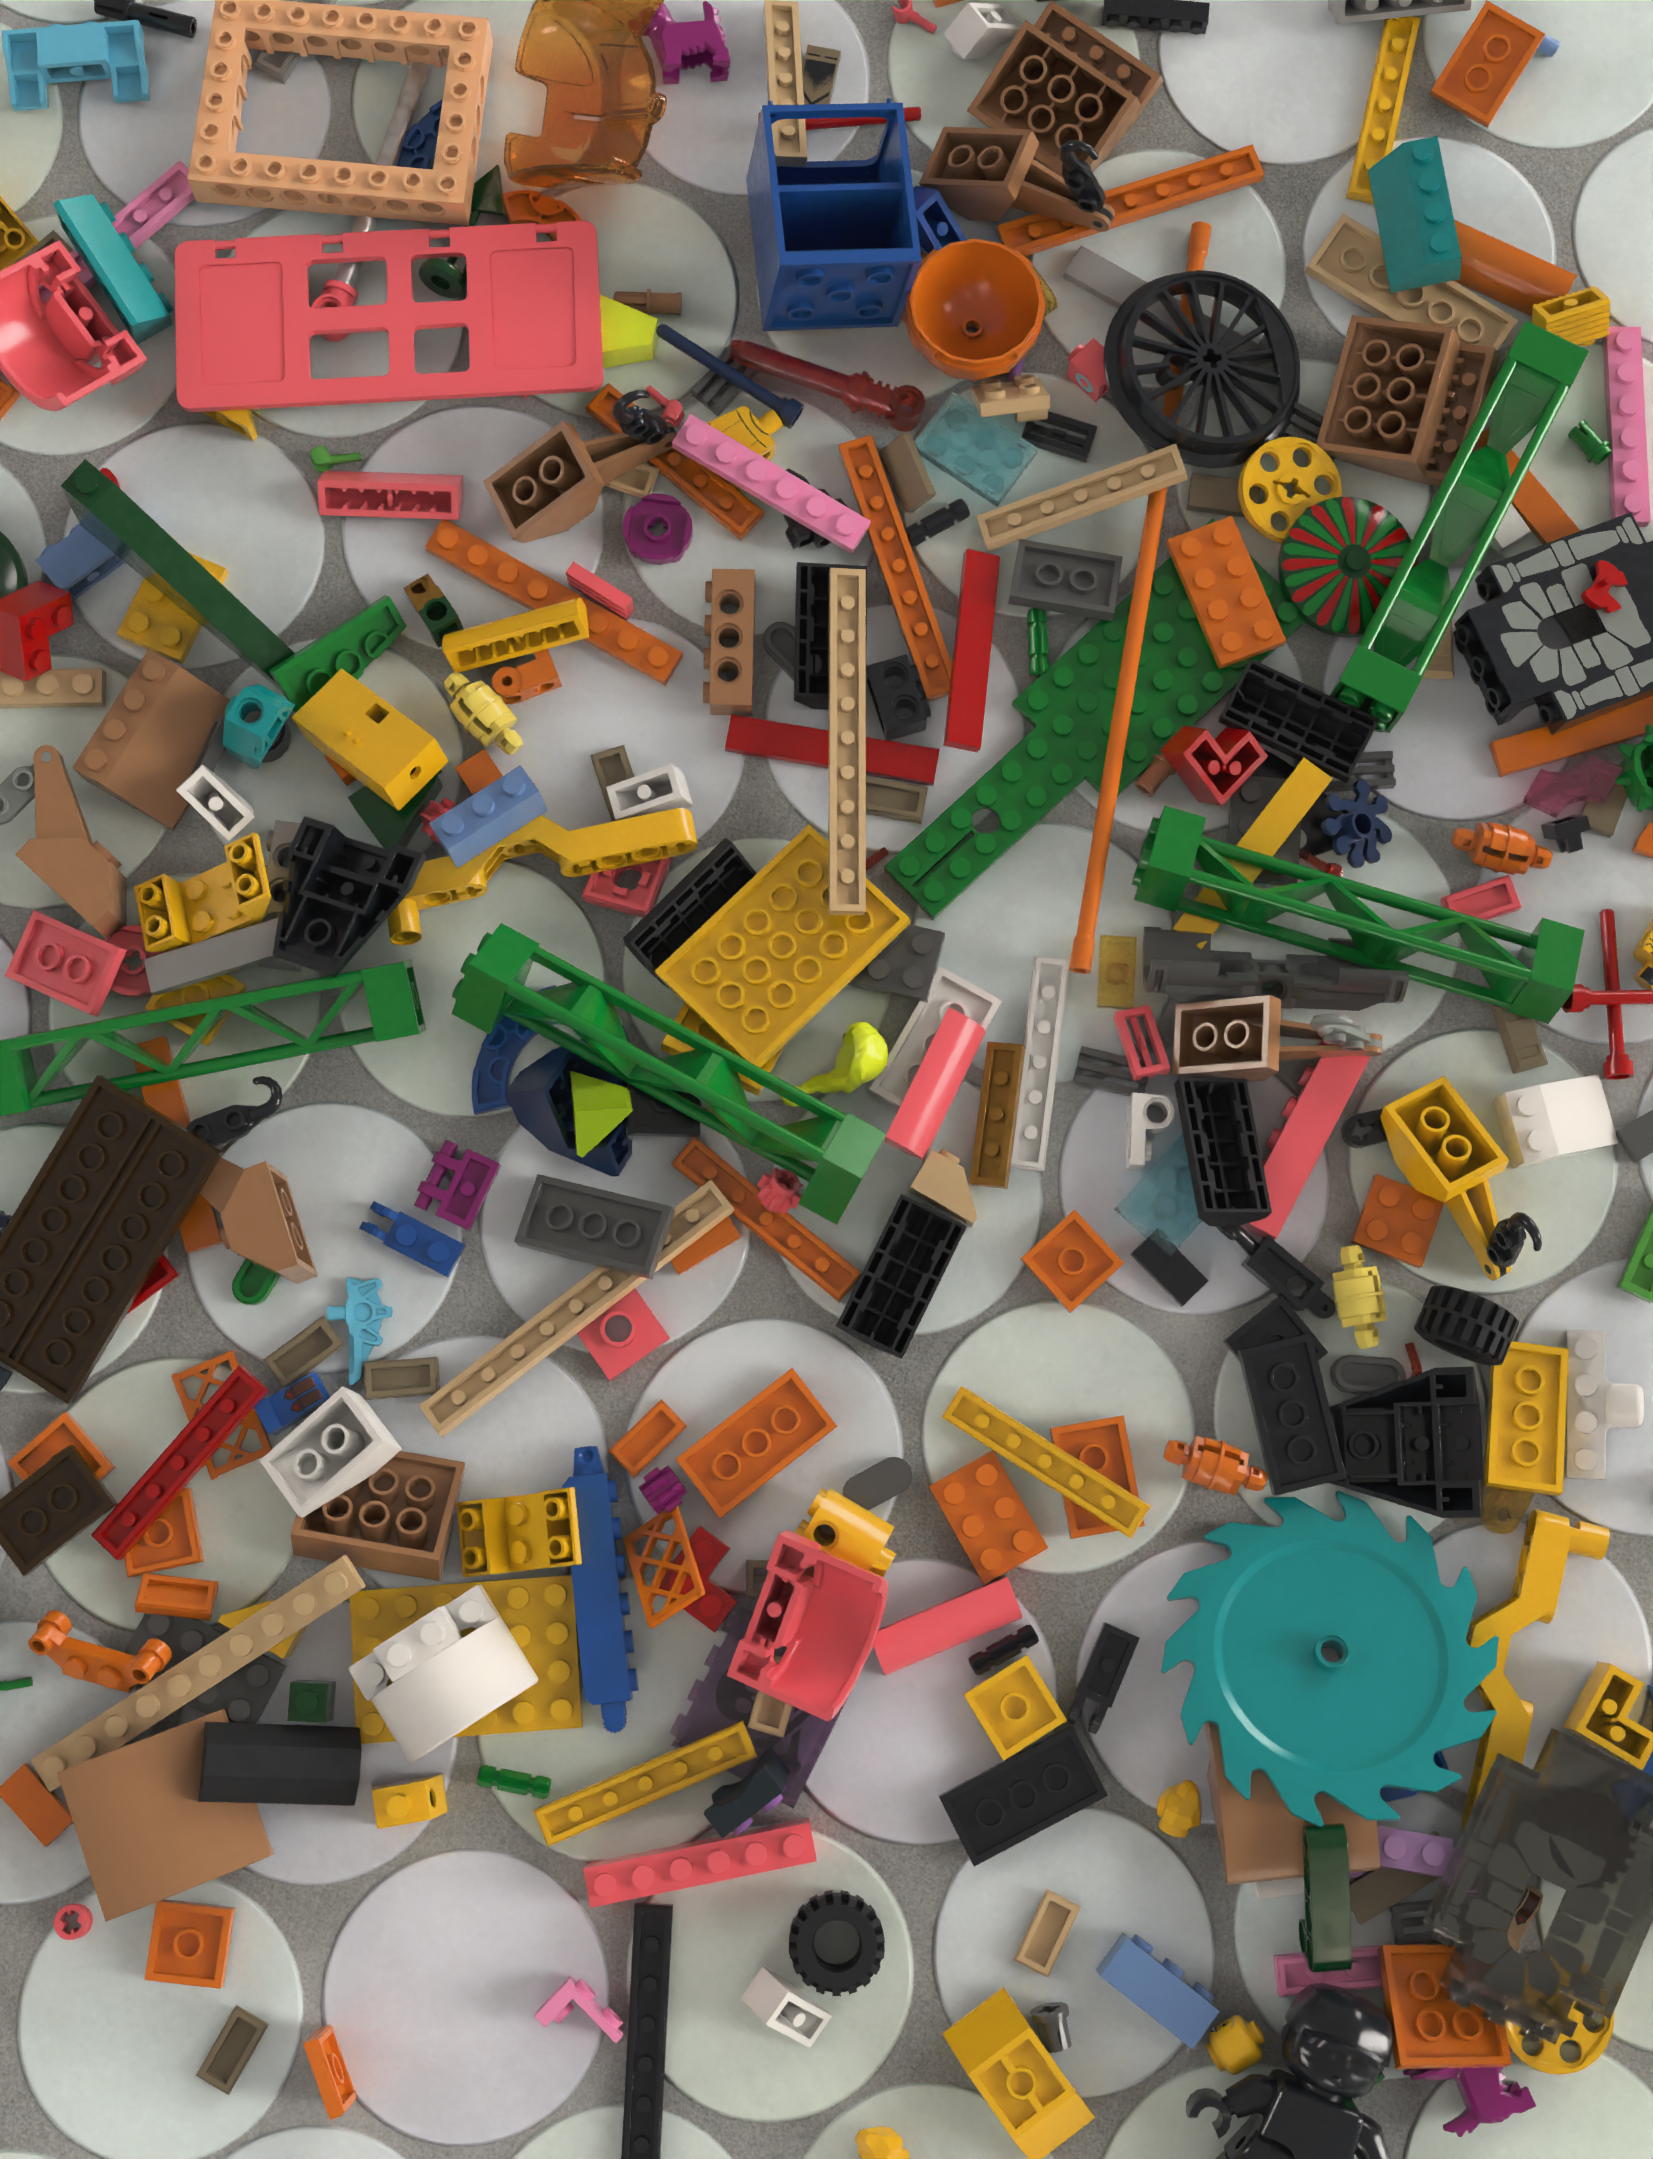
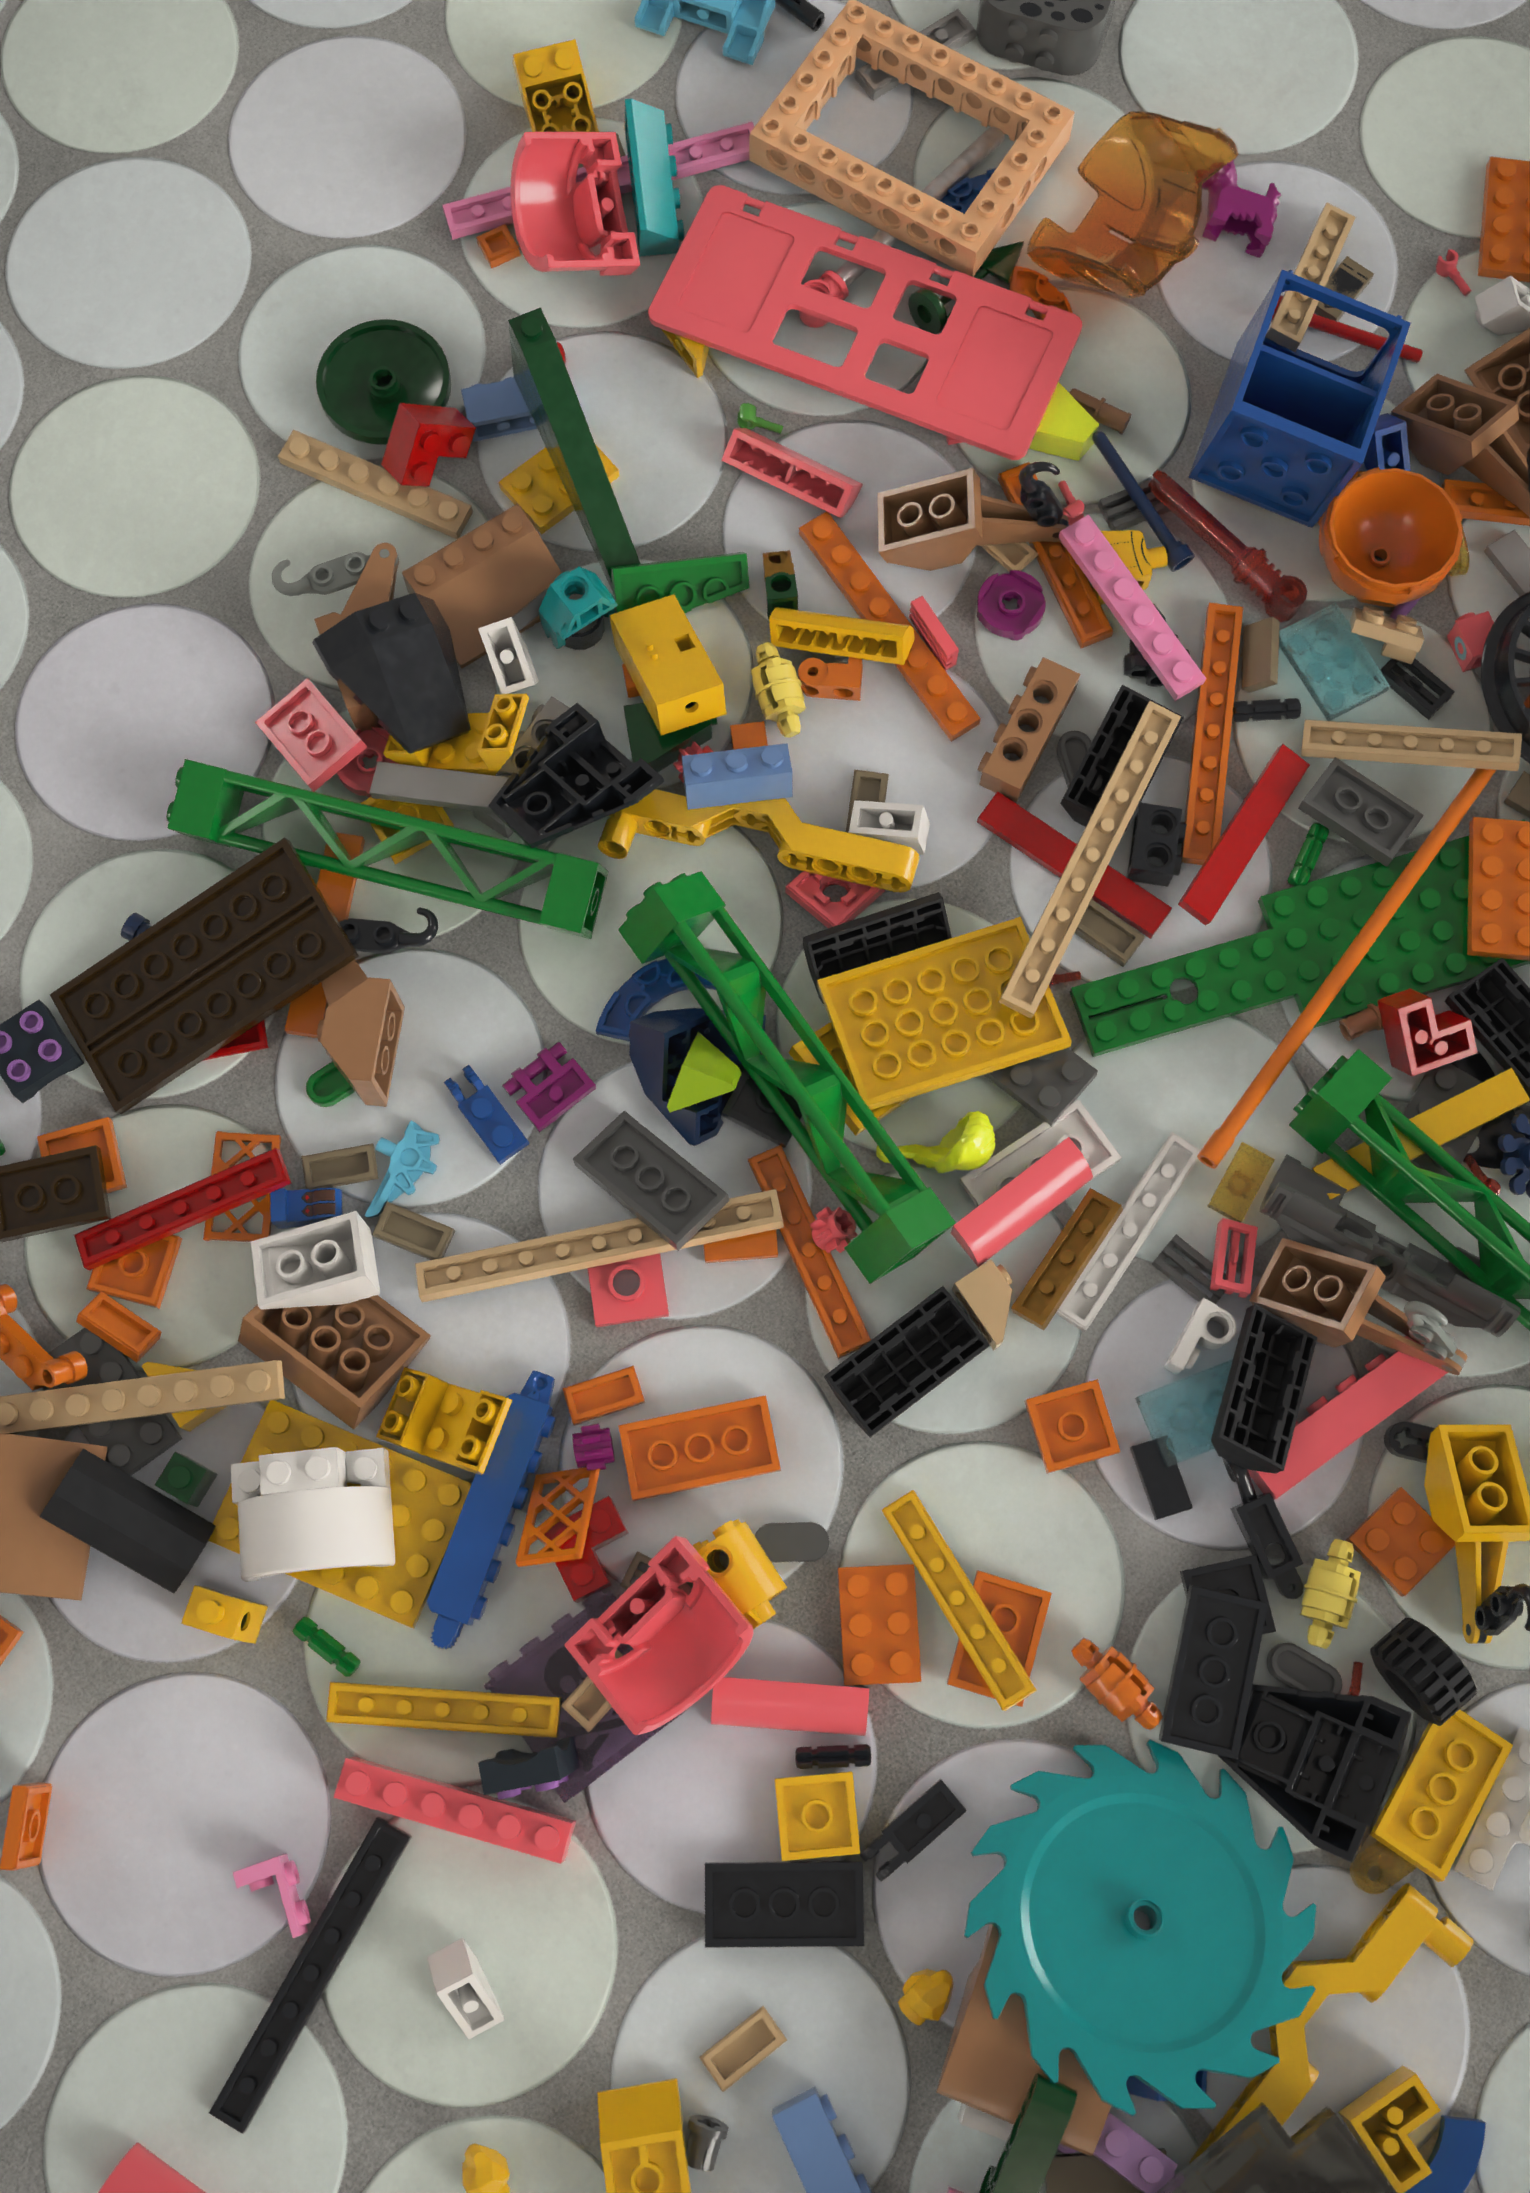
camera: 30 degrees right, 5 degrees down
(123, 864) = (401, 668): none -> black wedge
(843, 1976) = (506, 1957): black tyre -> none

